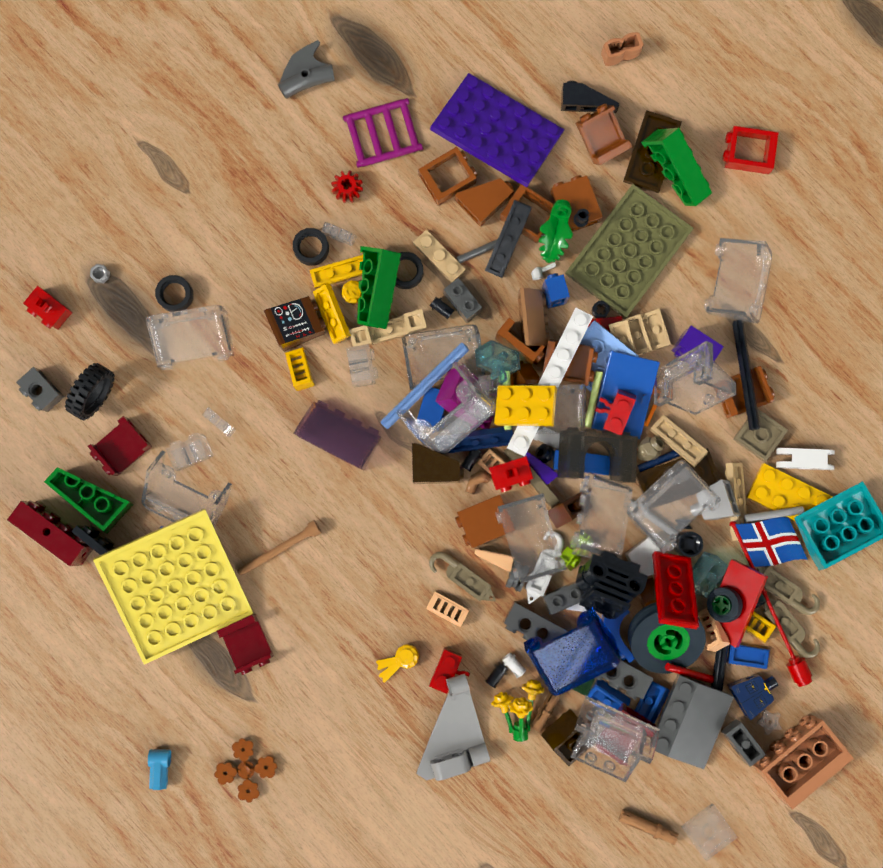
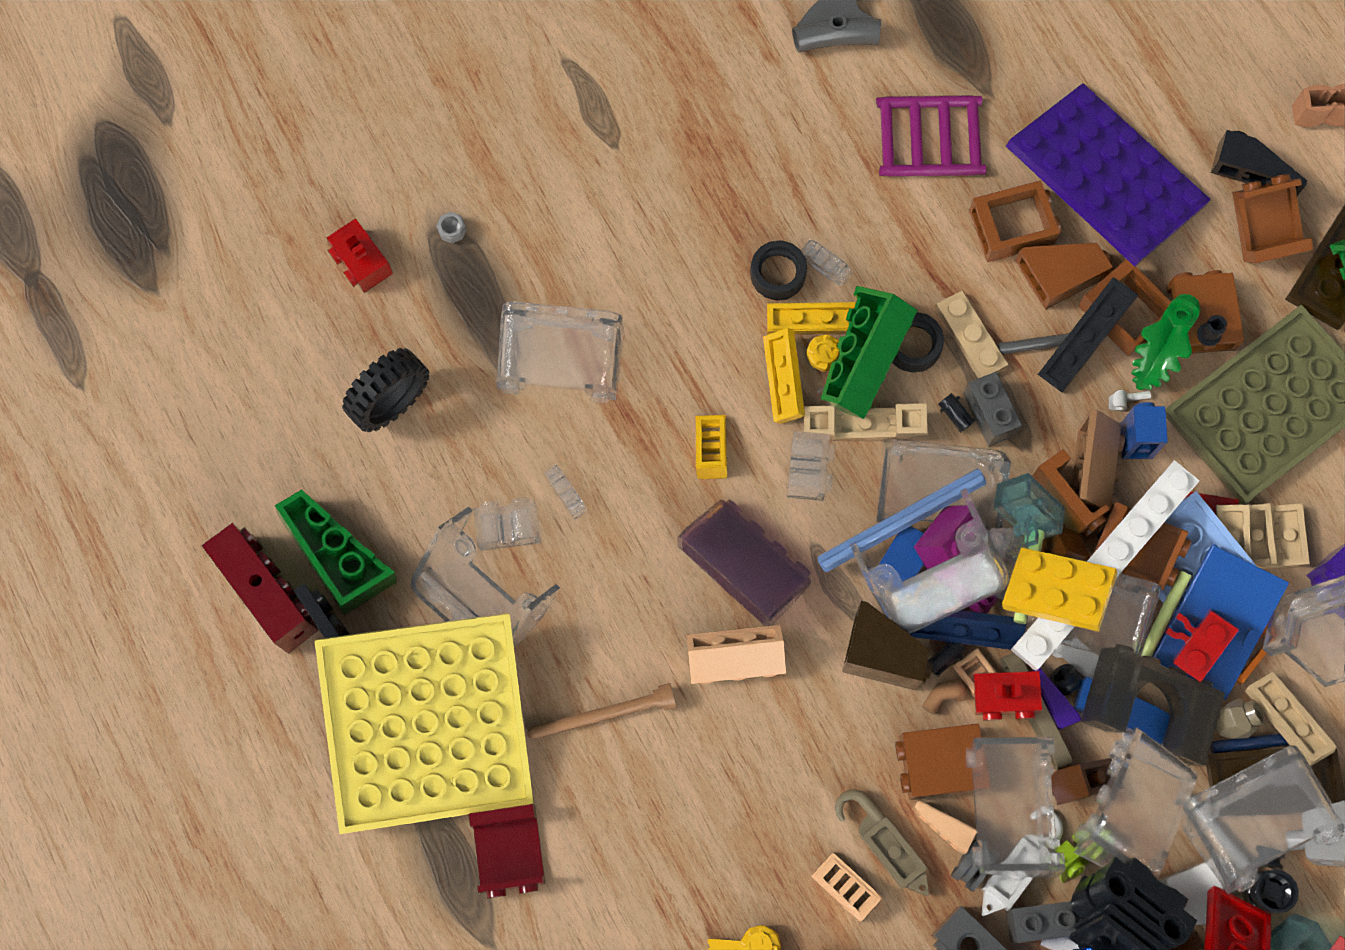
camera: 20 degrees right, 10 degrees down
(50, 394) = (305, 354): dark grey brick -> none
(120, 447) = (403, 490): dark red panel -> none
(163, 283) = (551, 263): black tyre -> none
(295, 322) = (725, 374): slope -> none
(347, 493) = (736, 654): none -> light nougat brick
(349, 193) = (853, 187): red gear -> none
(606, 310) = (1214, 475): black bush -> none

